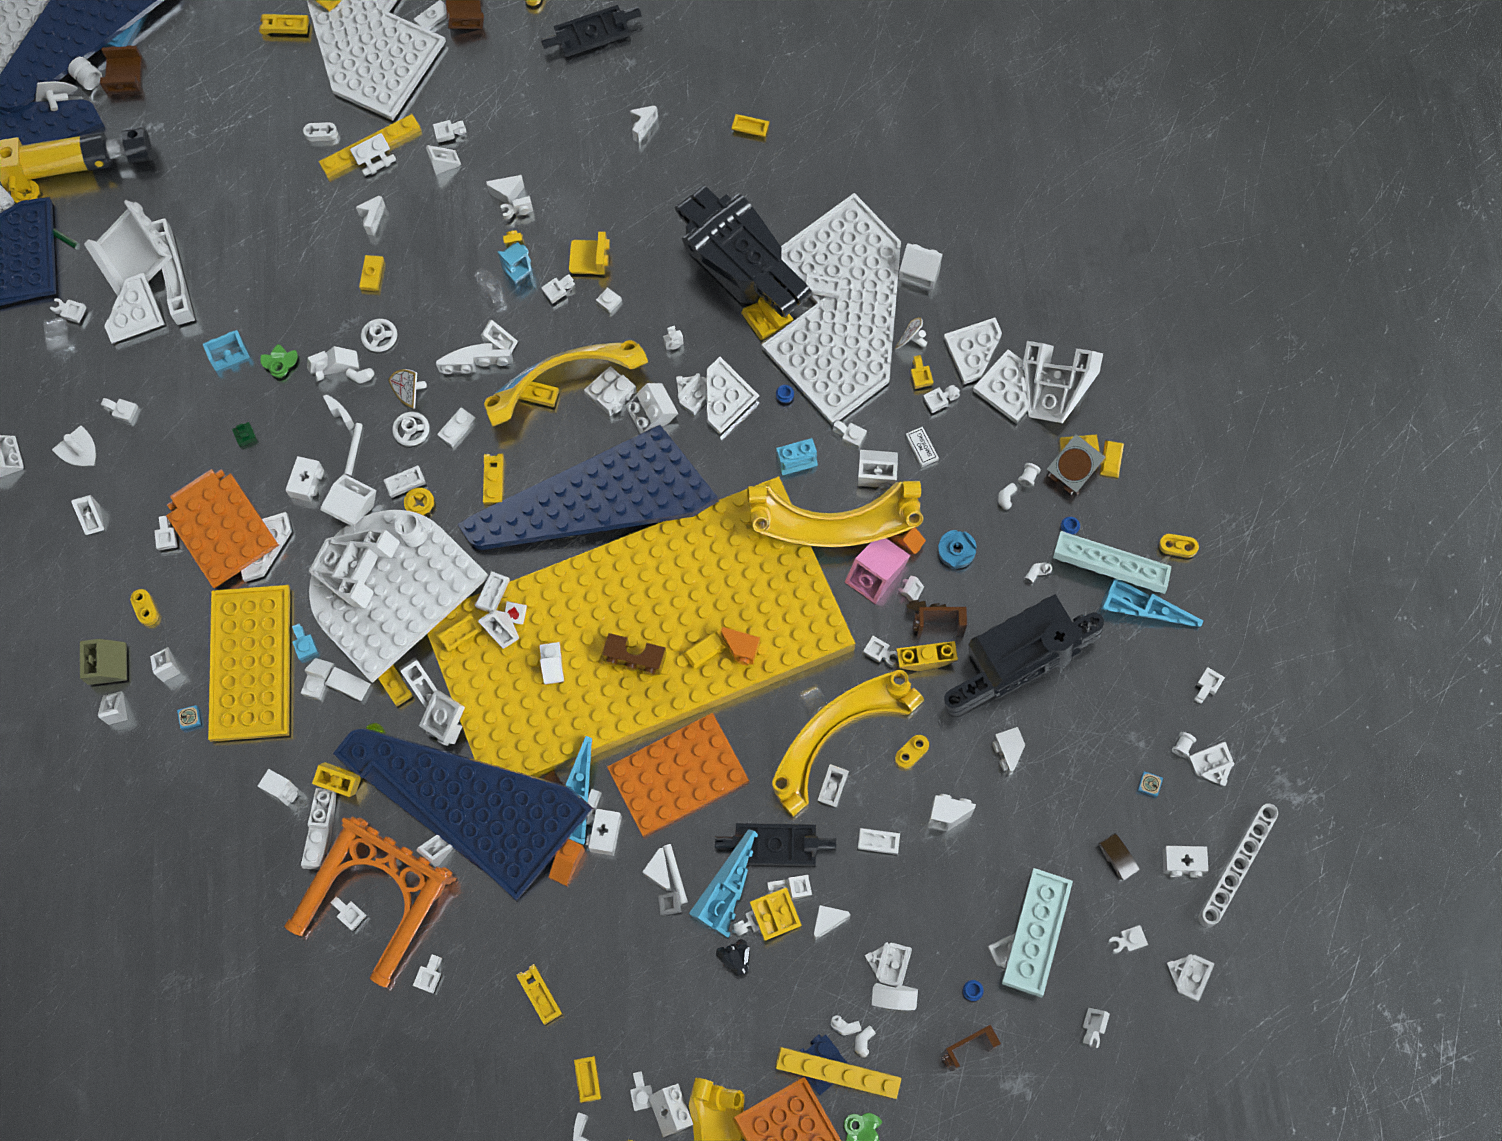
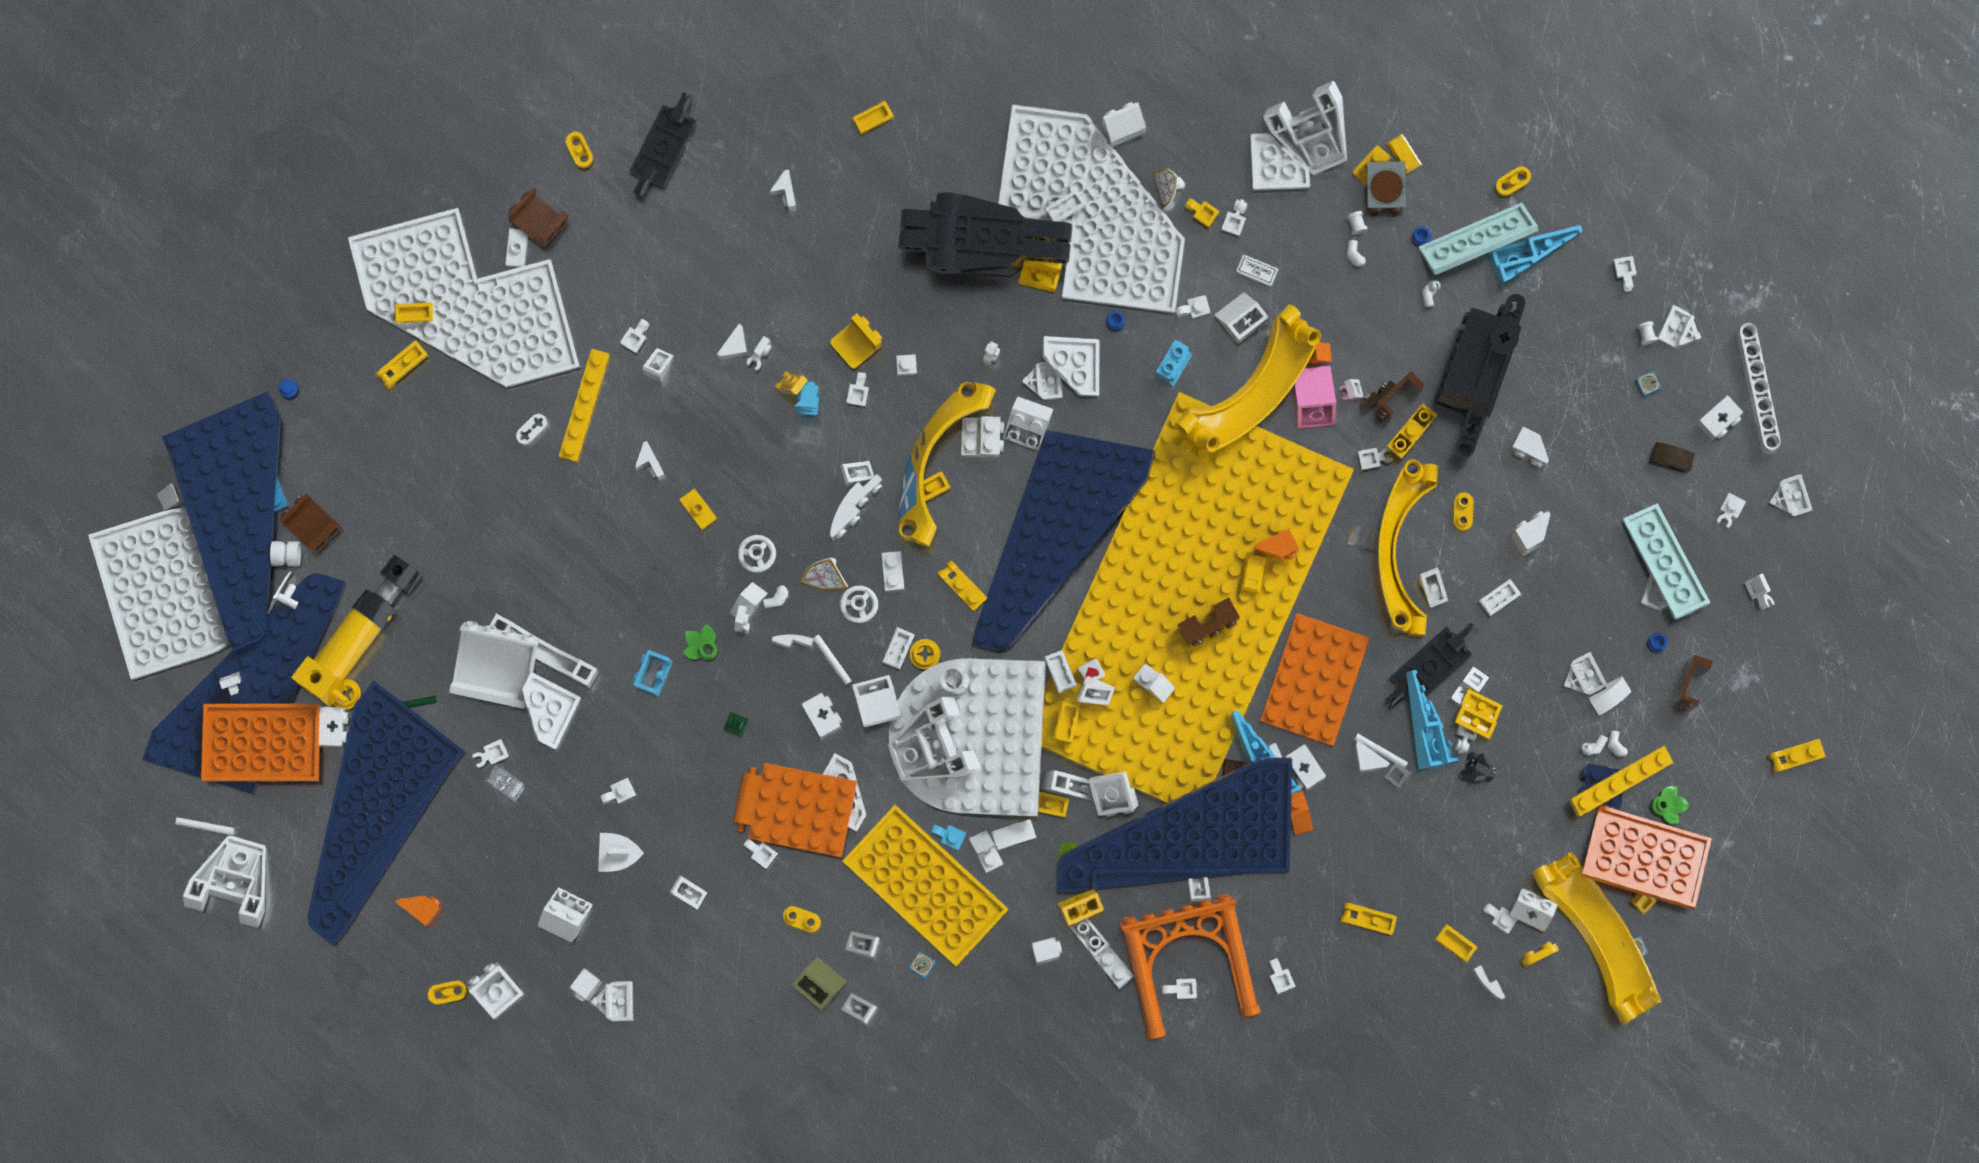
camera: 45 degrees left, 10 degrees up
(368, 150) = (592, 410): white plate -> none
(828, 919) = (1516, 685): white slope -> none
(954, 559) = (1365, 323): dark azure plate -> none
(973, 348) = (1223, 155): white plate -> none

